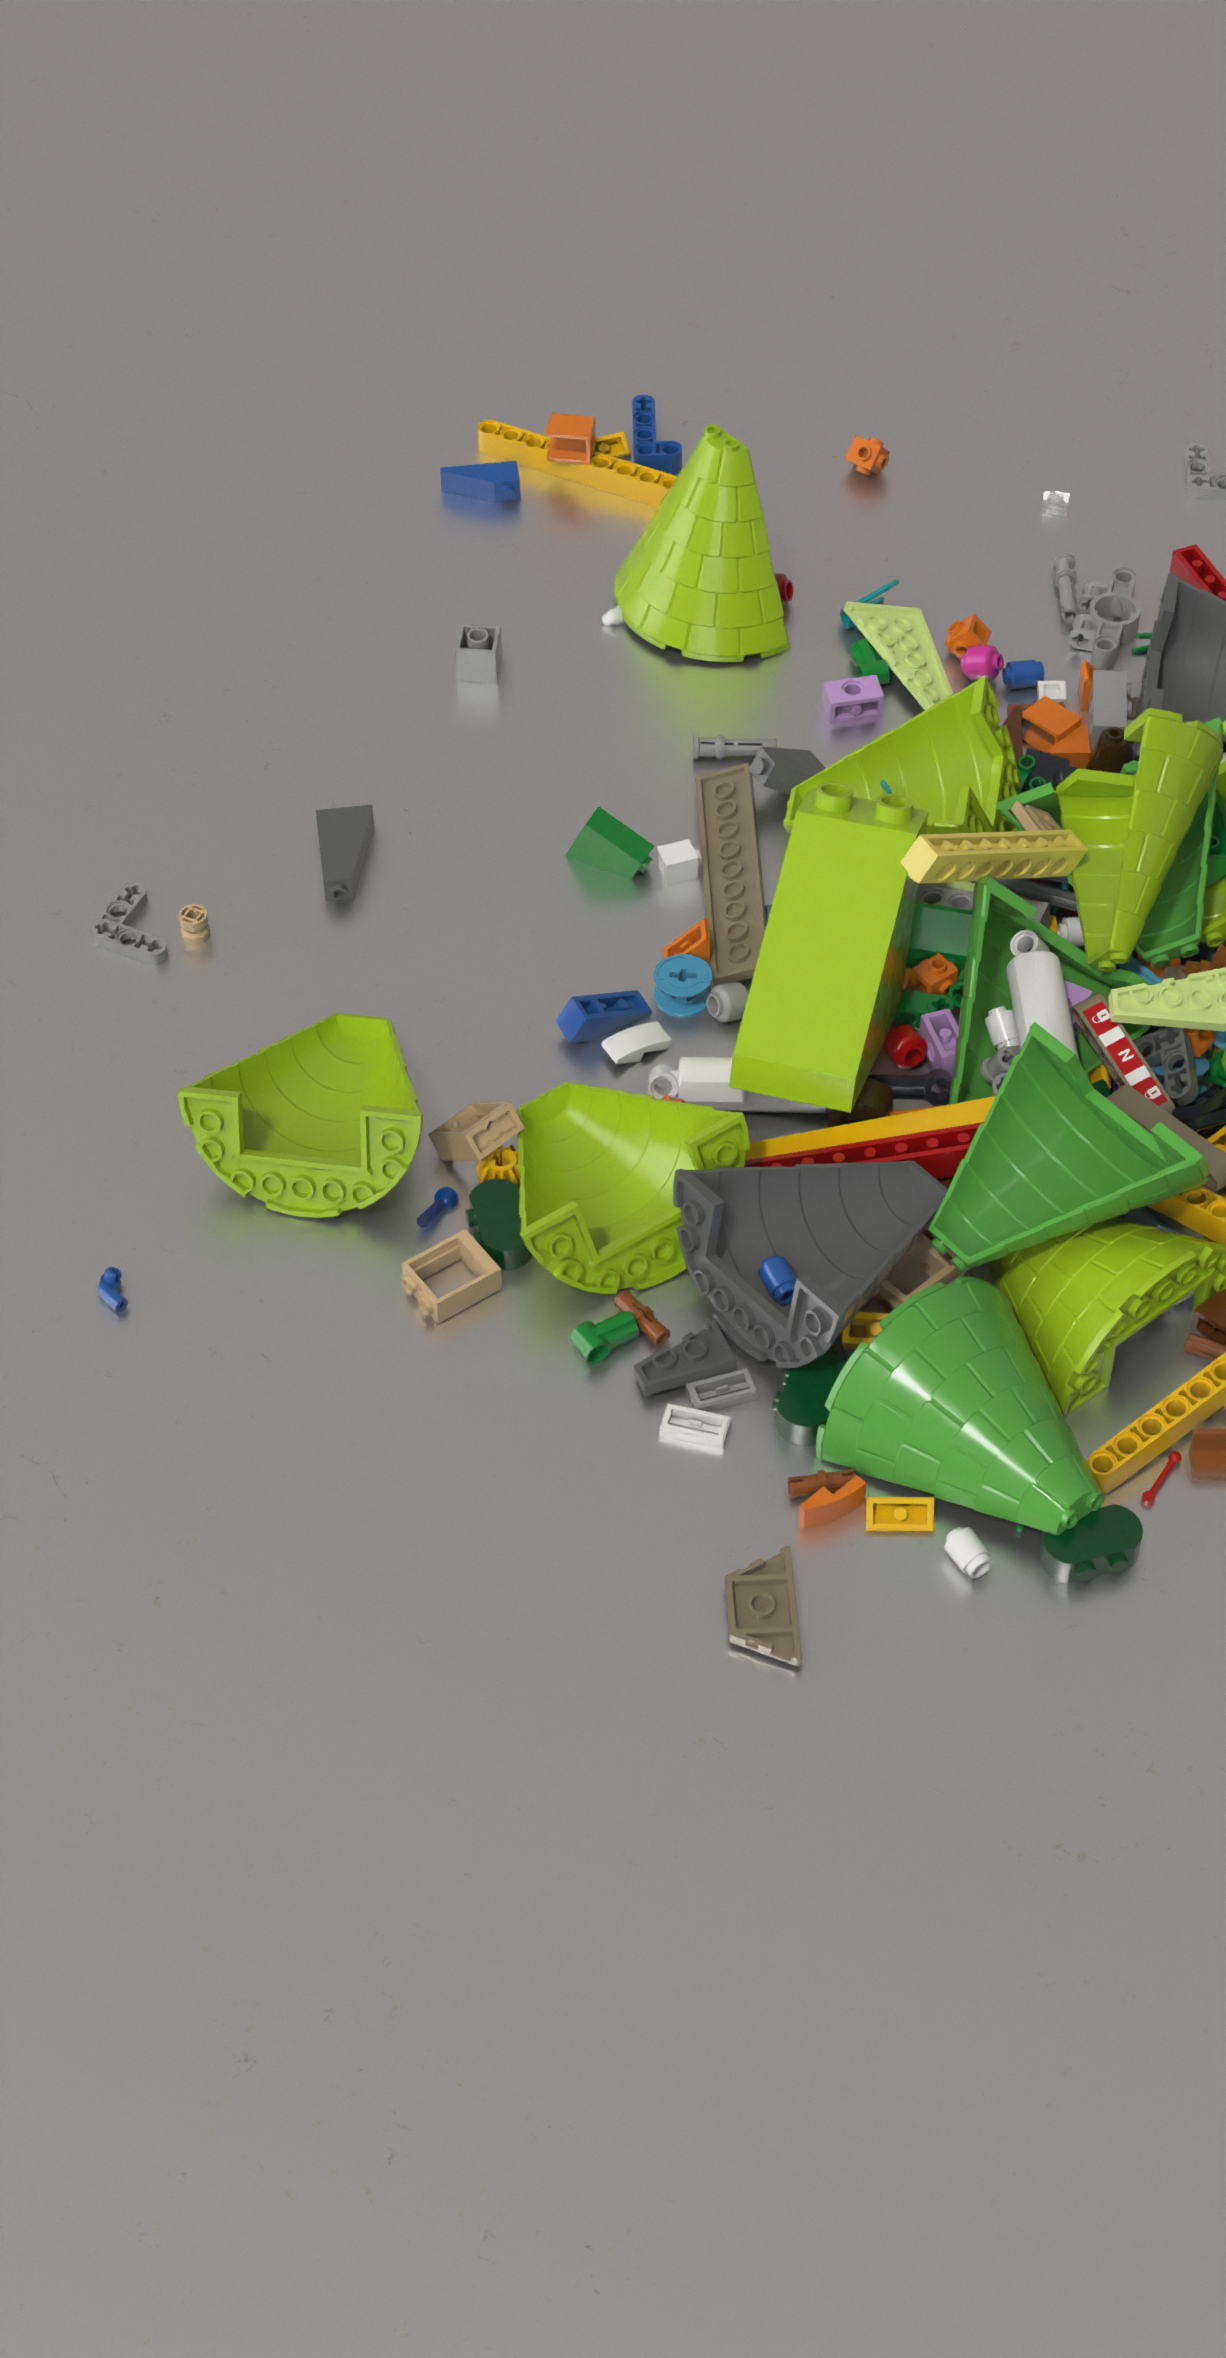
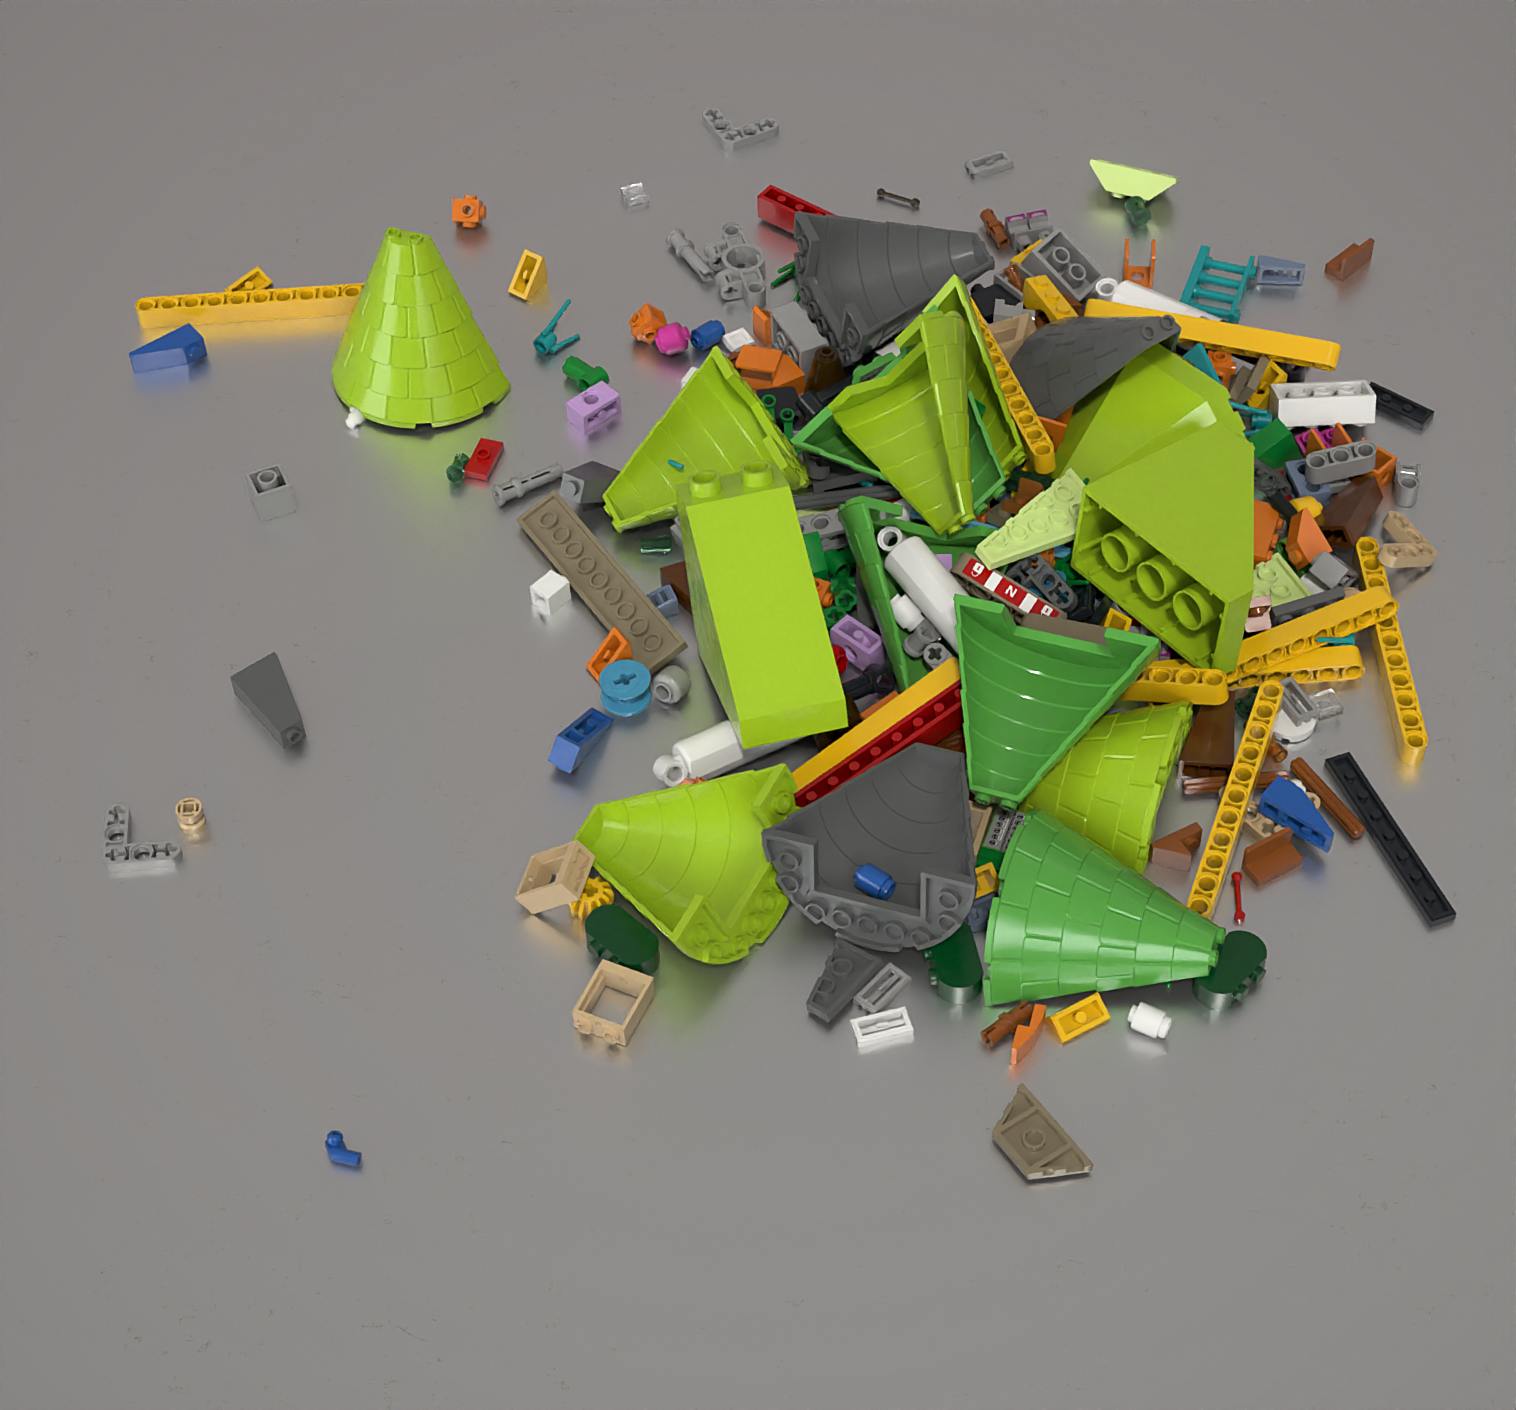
camera: 30 degrees left, 0 degrees up
(311, 1118) = (424, 925): lime cone -> none
(444, 1199) = (559, 944): clear blue bar -> none
(571, 439) = (227, 287): orange piece -> none
(598, 1339) = (763, 996): green piece -> none
(611, 846) = (490, 602): green slope -> none
(631, 1043) = (620, 749): white slope -> none
(644, 1317) = (783, 963): dark orange pin -> none
(648, 452) = (279, 266): blue beam -> none
(672, 707) = (456, 471): none -> clear green pin
(709, 707) = (483, 459): none -> red plate
(883, 544) = (529, 275): none -> yellow slope
(906, 645) = (603, 347): yellowish green wing -> none
(994, 855) = (839, 480): light yellow brick -> none
(1034, 818) = (838, 444): tan plate -> none
(1124, 1395) = (1176, 848): none -> dark orange slope

